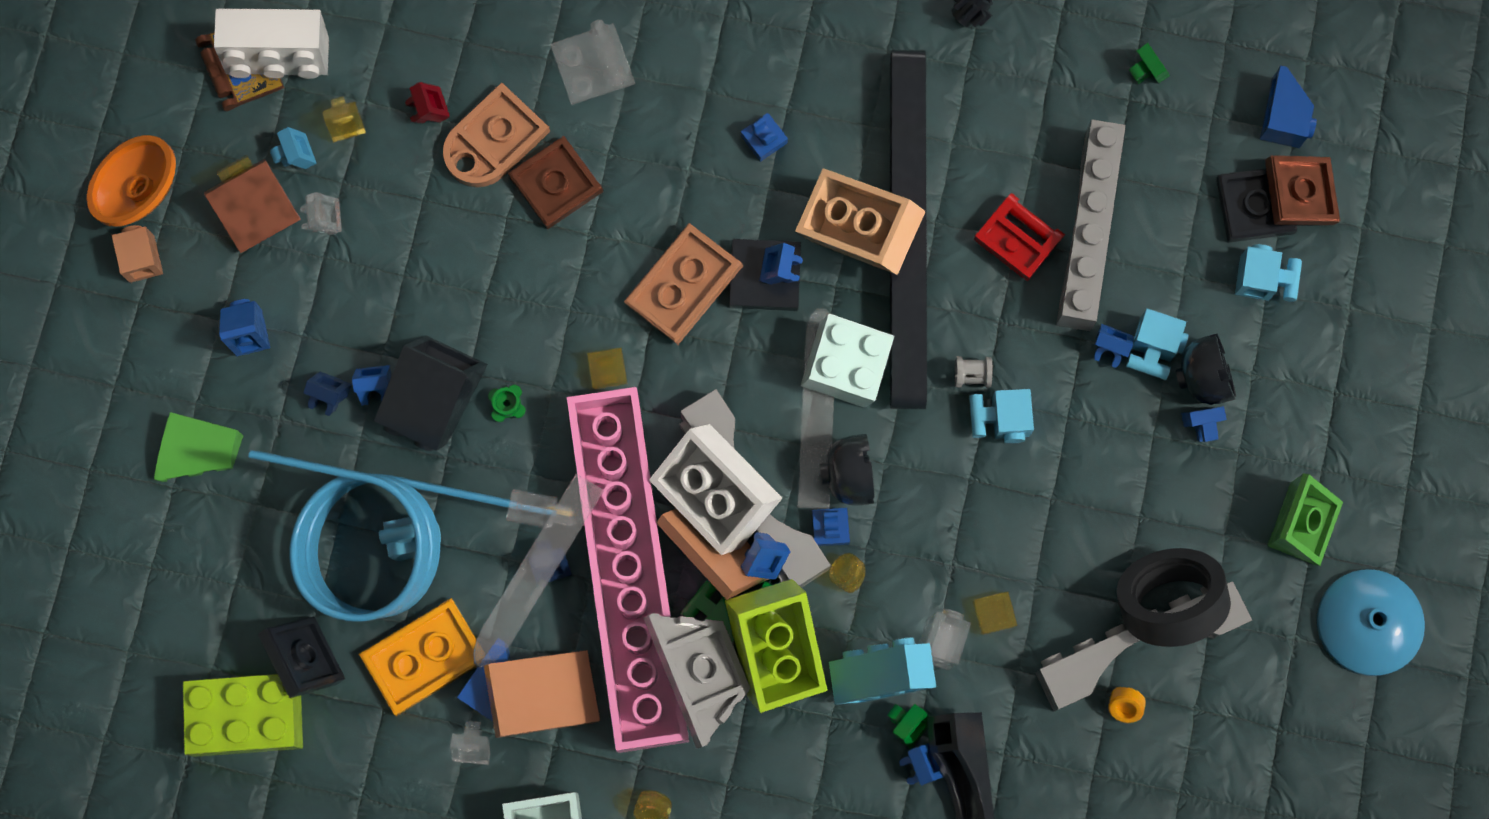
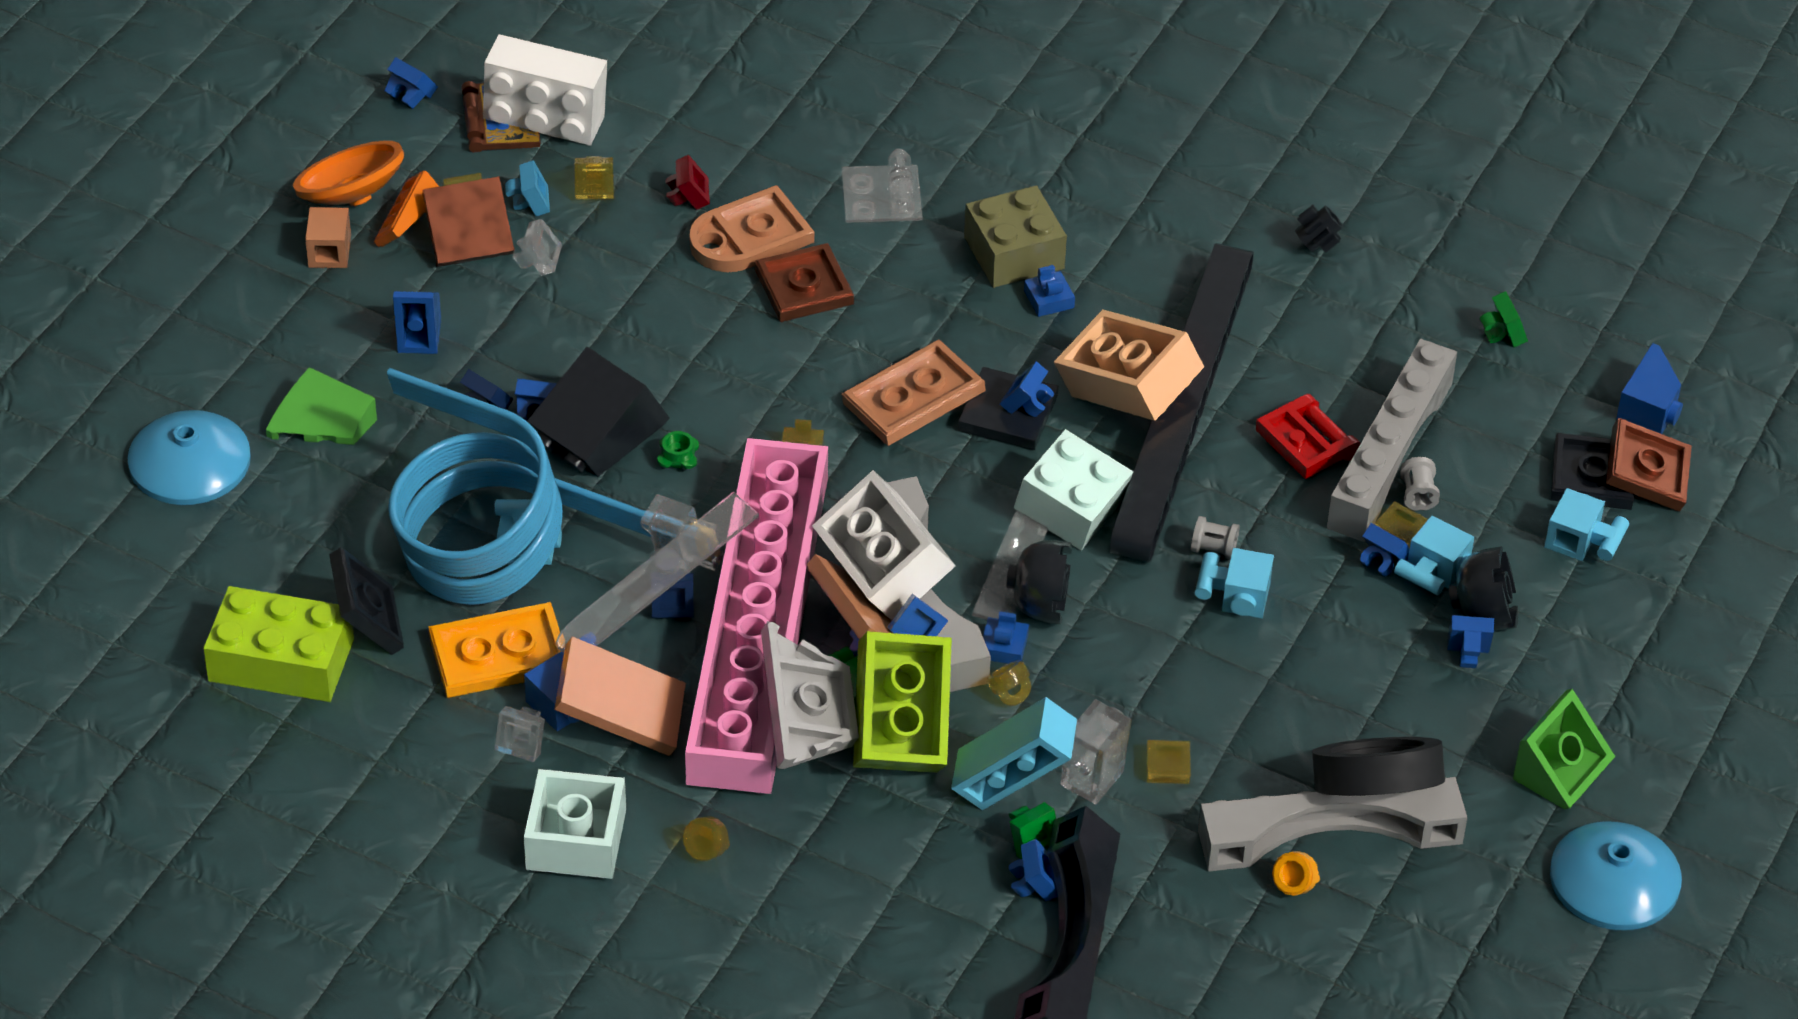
camera: 15 degrees right, 30 degrees down
(116, 538) = (189, 457): none -> dark azure dish
(152, 50) = (409, 78): none -> blue tile
(194, 204) = (406, 209): none -> orange slope
(720, 87) = (1014, 235): none -> olive brick
(1116, 310) = (1401, 522): none -> clear yellow tile
(1123, 264) = (1419, 483): none -> light grey bush

